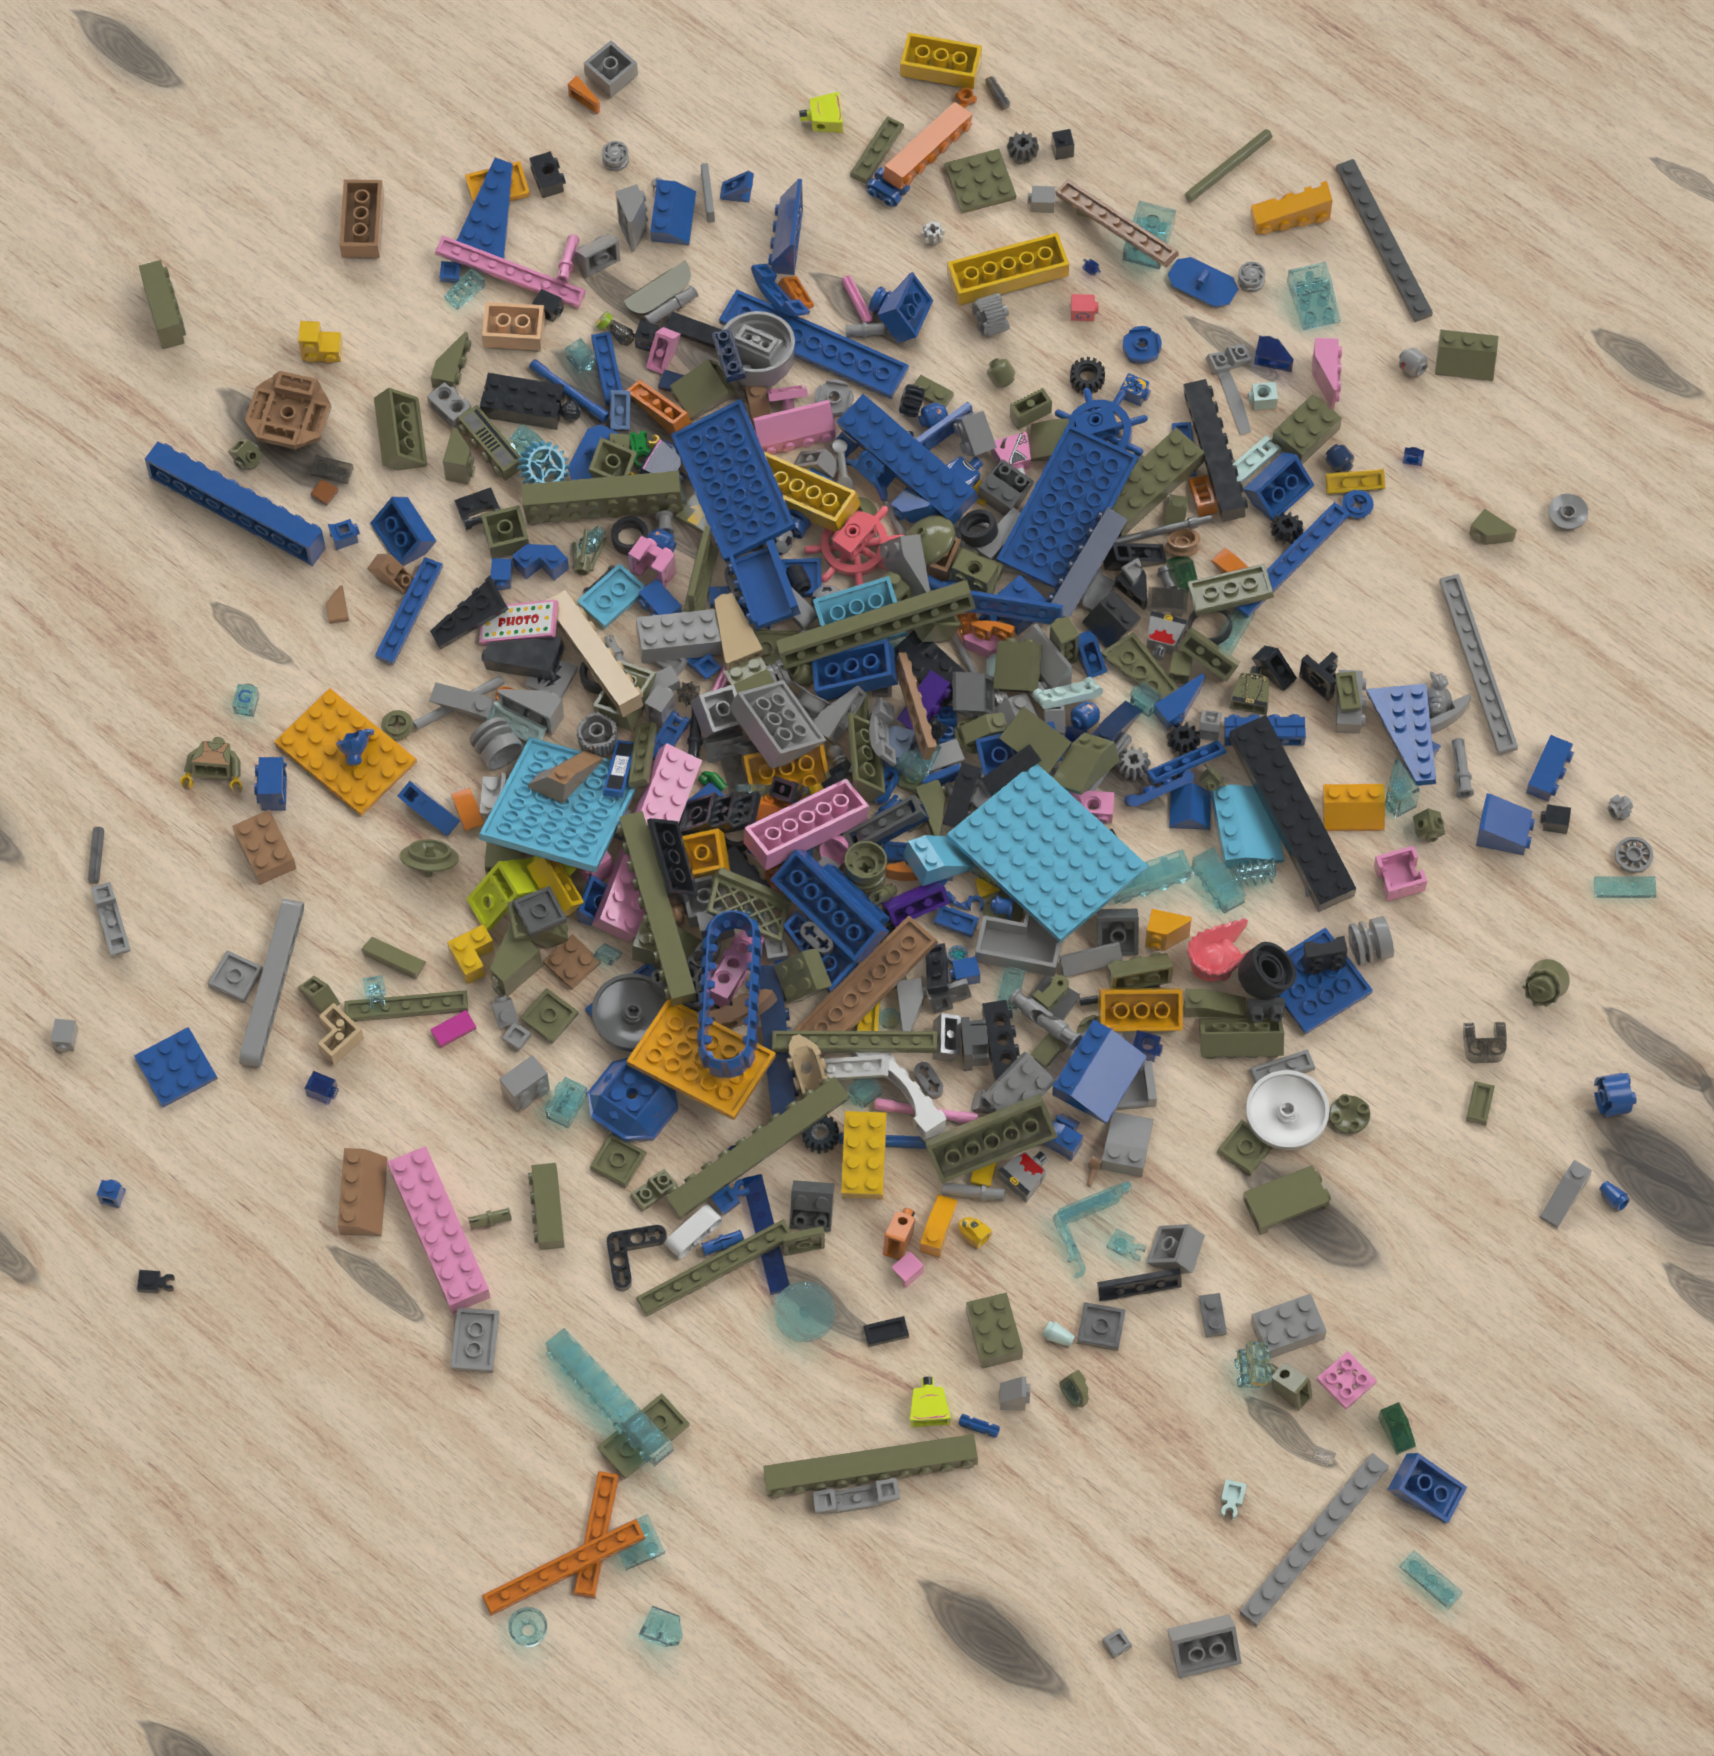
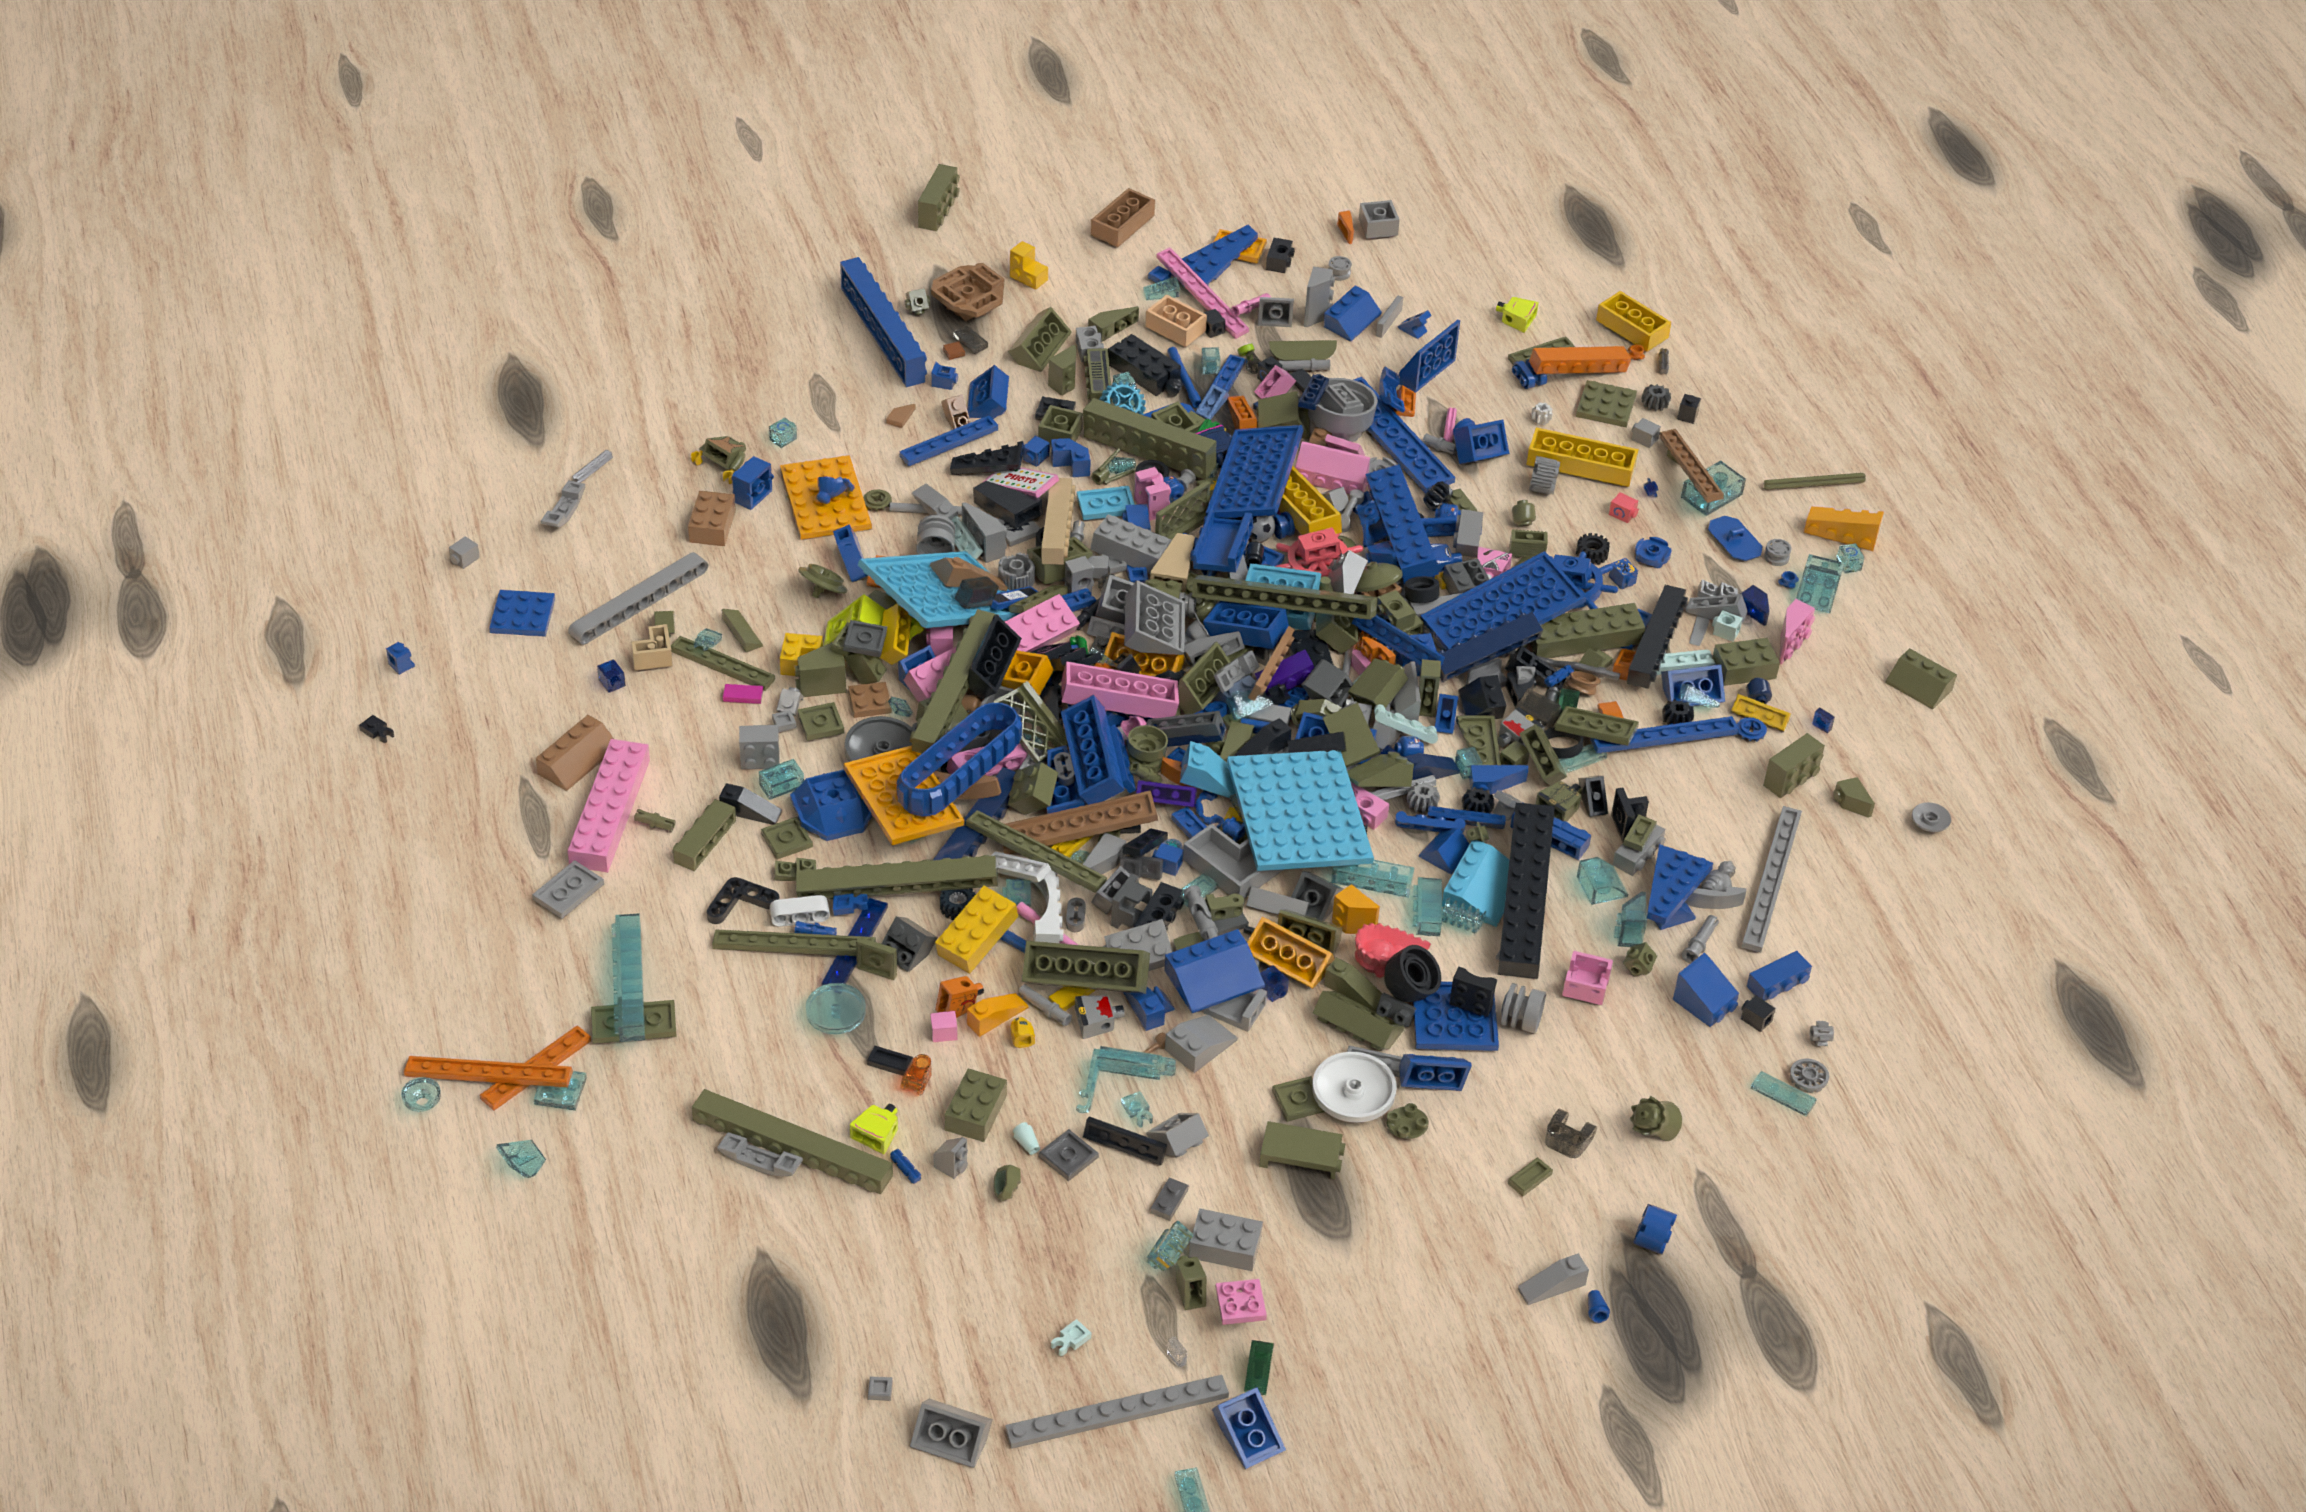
camera: 30 degrees right, 20 degrees down
(235, 976) = (616, 581): light grey tile -> none
(561, 1148) = (750, 805): none -> slope
(601, 796) = (976, 592): none -> clear smoke brick
(802, 1051) = (985, 832): tan piece -> none
(923, 1335) = (917, 1074): none -> clear orange piece
(1159, 550) = (1558, 676): none -> blue axle
(1241, 379) = (1713, 606): none -> light grey slope
(1280, 299) = (1788, 579): none -> blue plate
(1288, 502) = (1693, 695): none -> clear light blue slope
(1320, 245) = (1851, 556): none -> clear light blue brick
(1340, 1051) = (1433, 1072): none -> blue slope
(1341, 759) = (1600, 881): none -> clear light blue slope
(1353, 807) = (1584, 916): light orange slope -> none
(1384, 240) = (1908, 582): dark grey plate -> none
(1413, 362) = (1871, 661): light grey head -> none
(1425, 529) = (1794, 765): none -> olive brick

